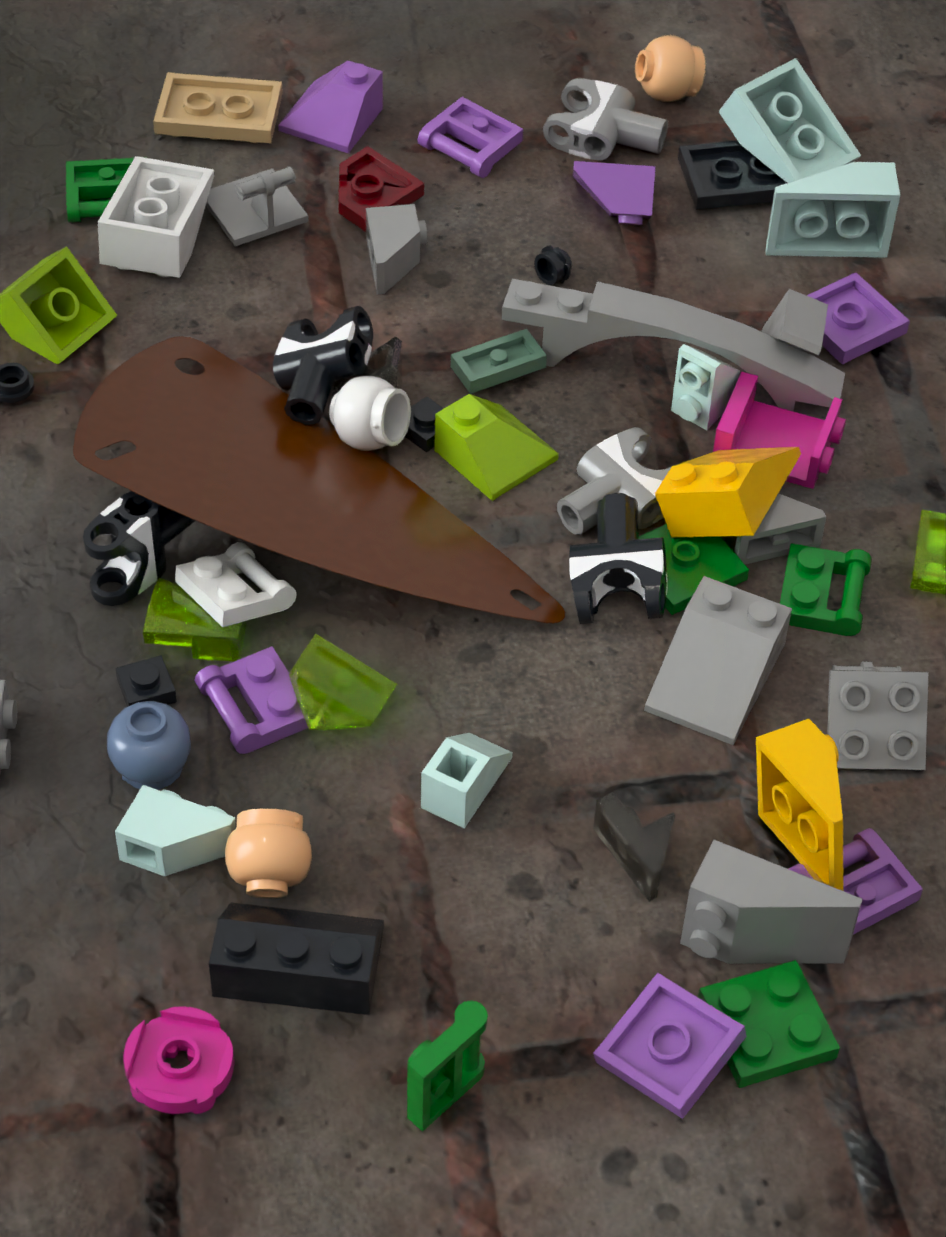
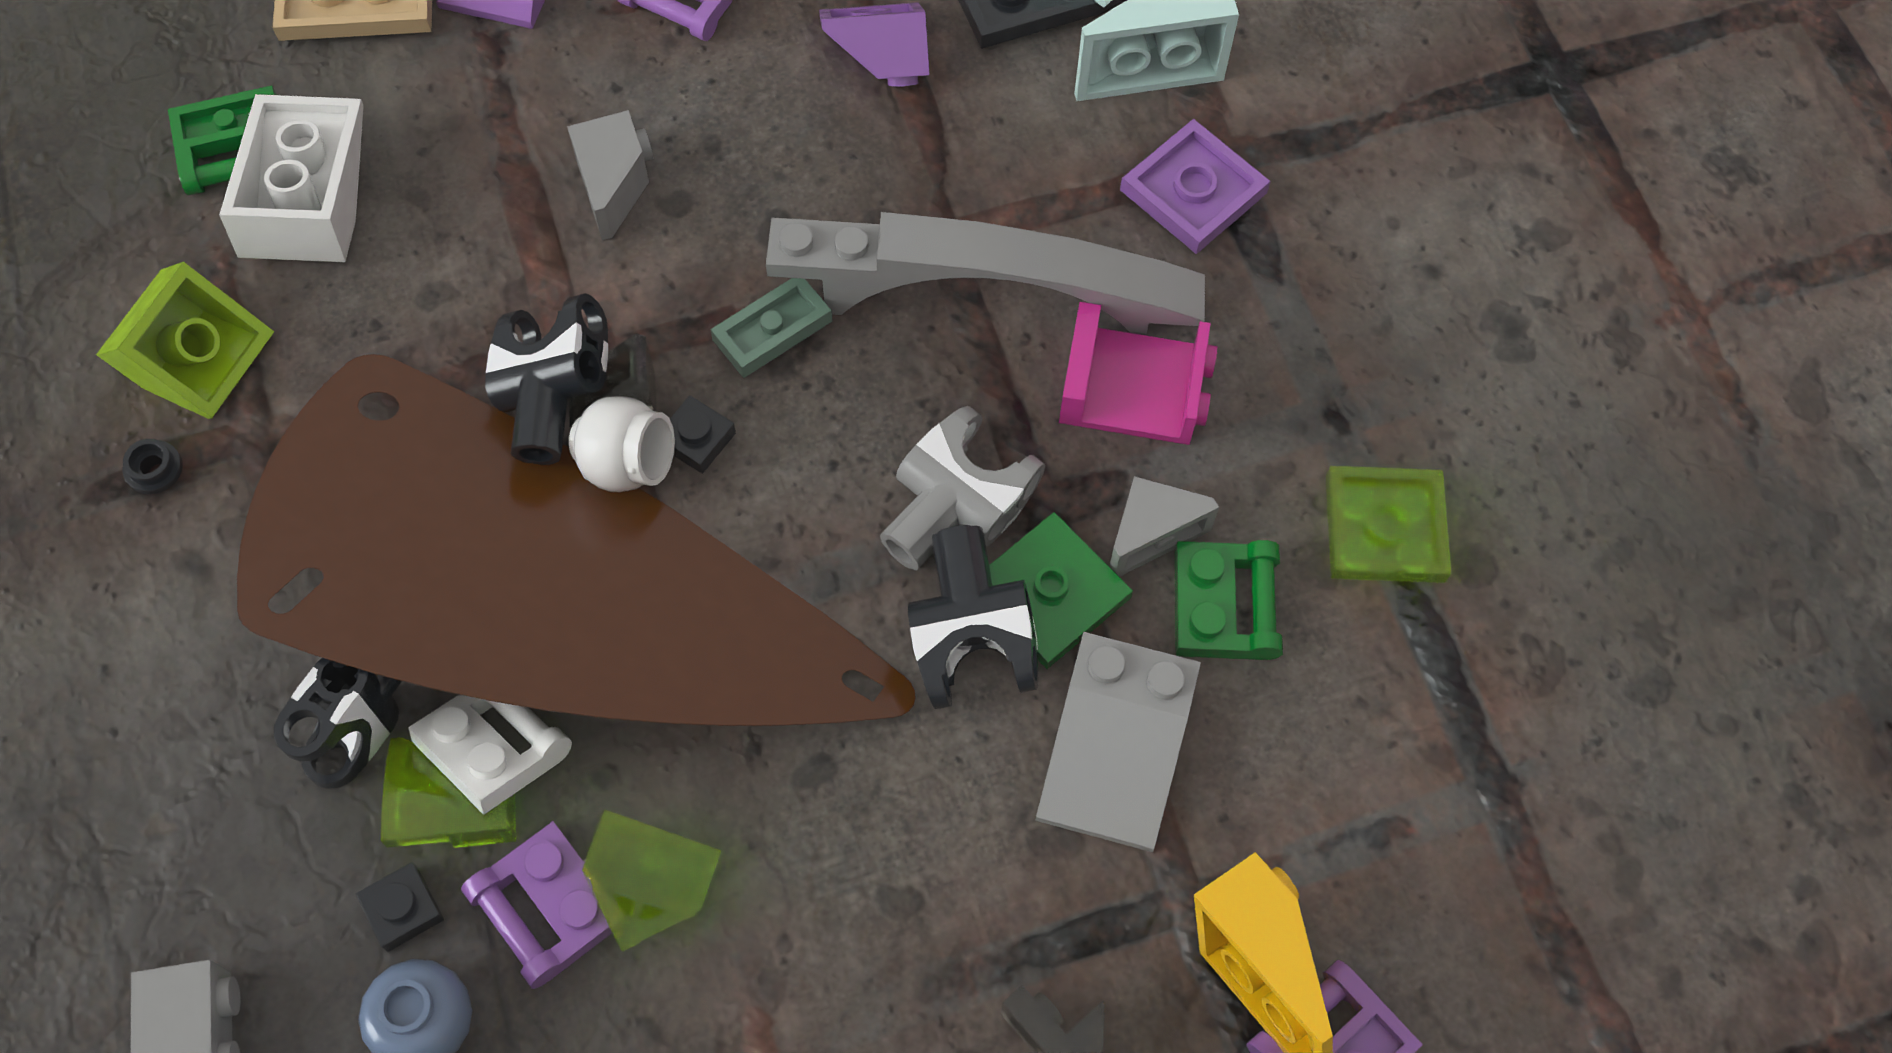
camera: 10 degrees left, 15 degrees up
(256, 205) = (425, 136): light grey plate -> none
(373, 181) = (572, 82): dark red plate -> none
(461, 776) = (829, 979): light aqua slope -> none
(489, 445) = (783, 455): lime slope -> none
(553, 265) = (817, 166): black plate -> none
(702, 386) = (1034, 327): light aqua slope -> none
(724, 491) = (1090, 488): yellow slope -> none
(798, 322) = (1138, 222): light grey slope -> none
(878, 717) = (1324, 795): light grey plate -> none

